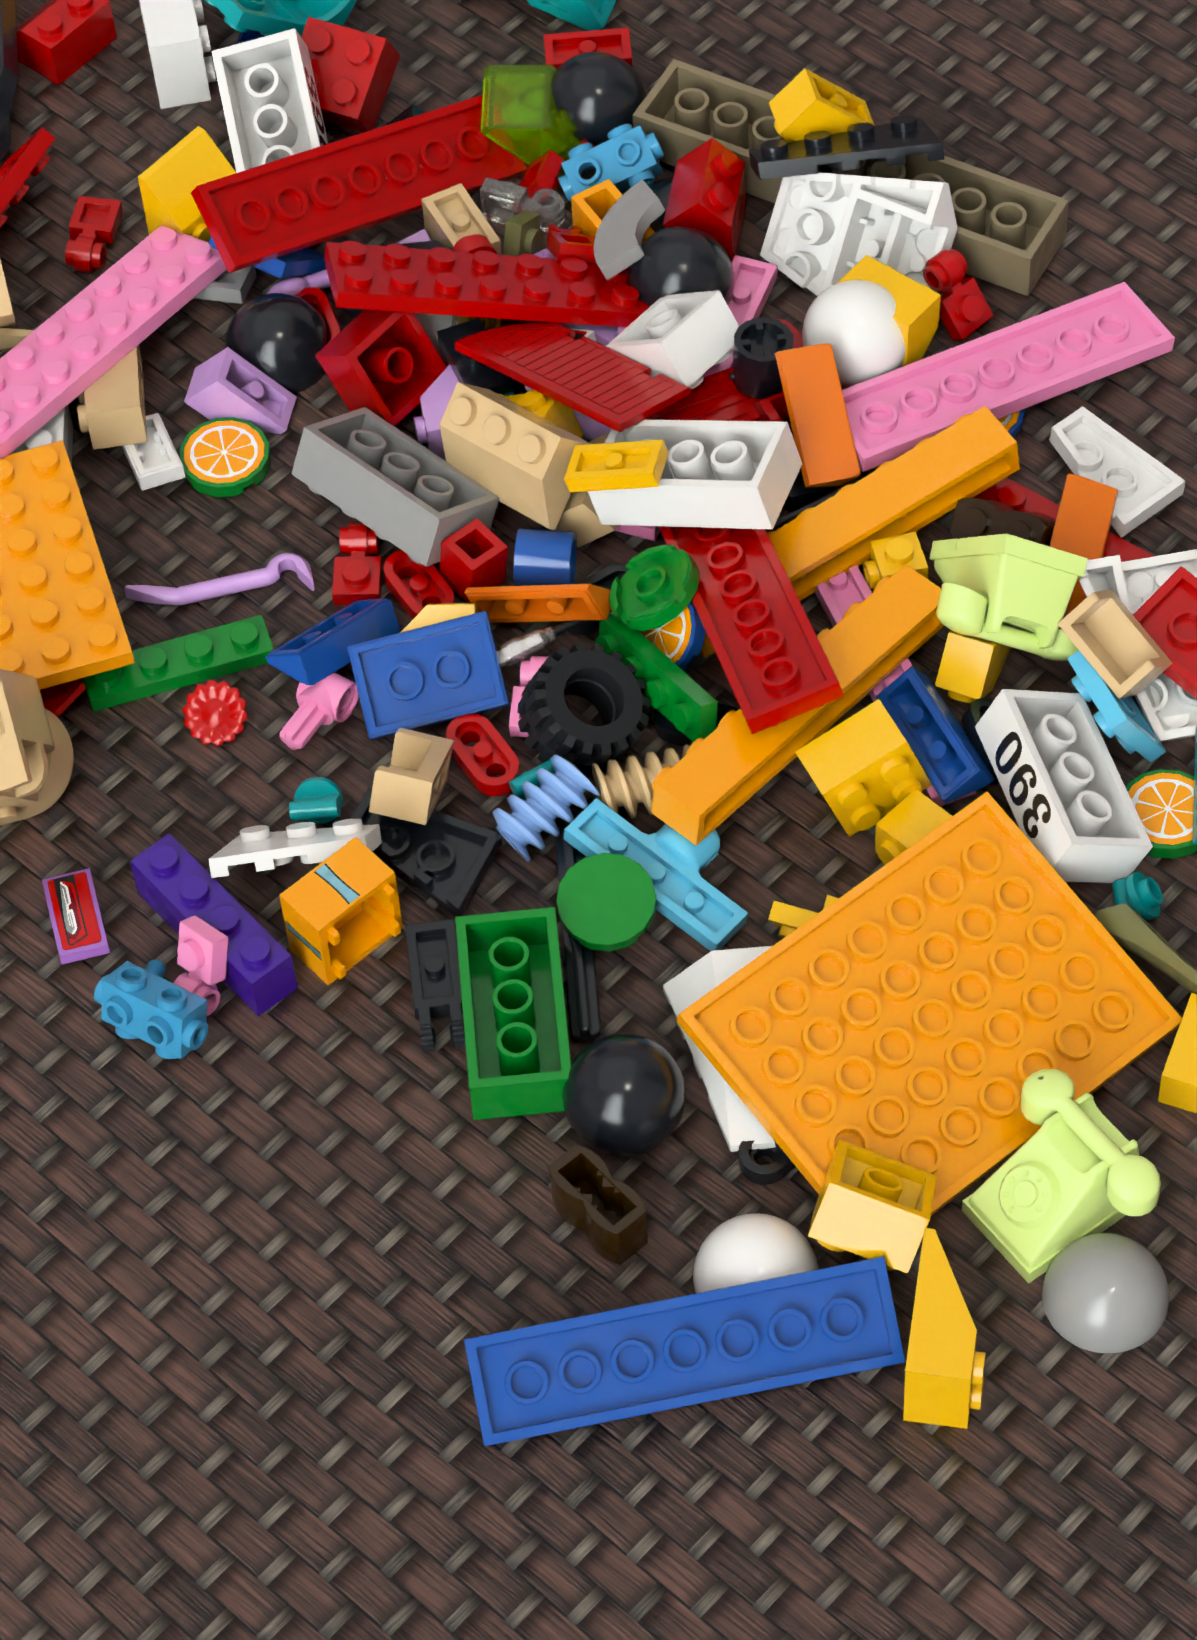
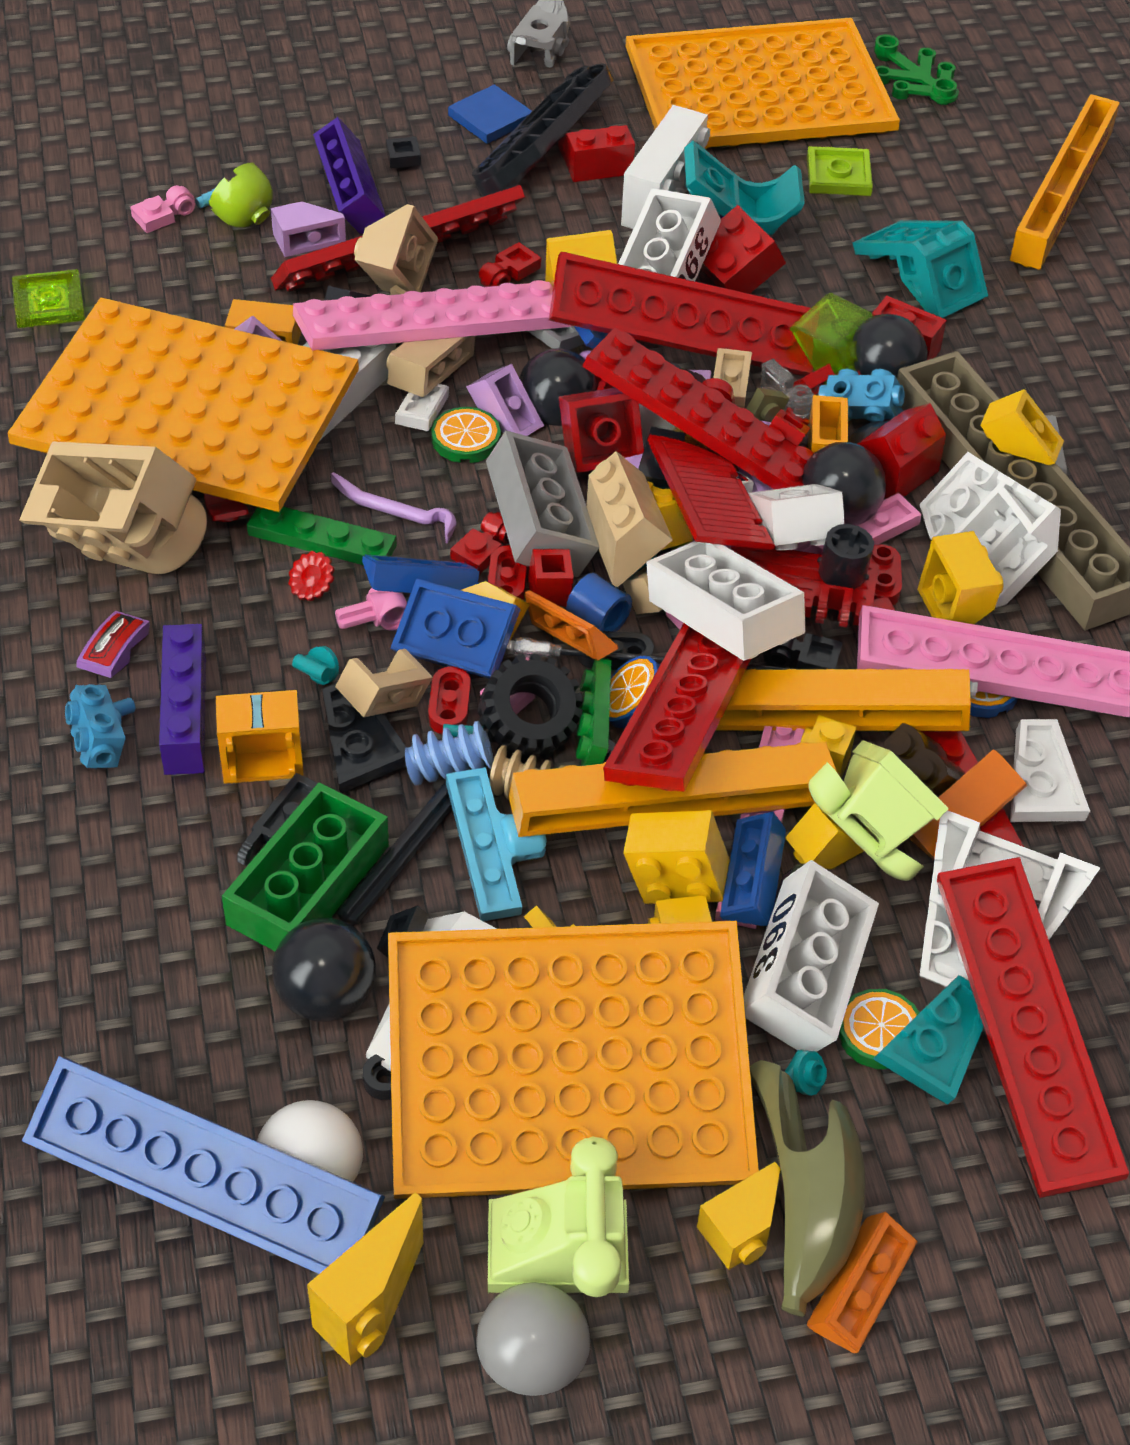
camera: 30 degrees right, 5 degrees down
(204, 956) = (149, 708): bright pink plate -> none
(300, 839) = (258, 672): white wing -> none
(598, 1204) = (239, 1030): dark brown brick -> none
(606, 901) = (430, 837): green tile -> none
(616, 466) = (669, 558): yellow plate -> none
(623, 228) = (823, 429): light grey tile -> none
(654, 587) = (641, 656): green tile -> none
(656, 1009) = (405, 921): none -> black plate
(818, 415) = (849, 612): orange slope -> none
(847, 149) = (1018, 460): black wing -> none
(859, 327) = (924, 576): white piece -> none
(873, 1206) = (410, 1152): yellow slope -> none
(962, 302) = (1027, 608): red plate -> none
(1115, 643) = (921, 879): tan panel -> none
(1115, 715) = (898, 927): medium azure plate -> none

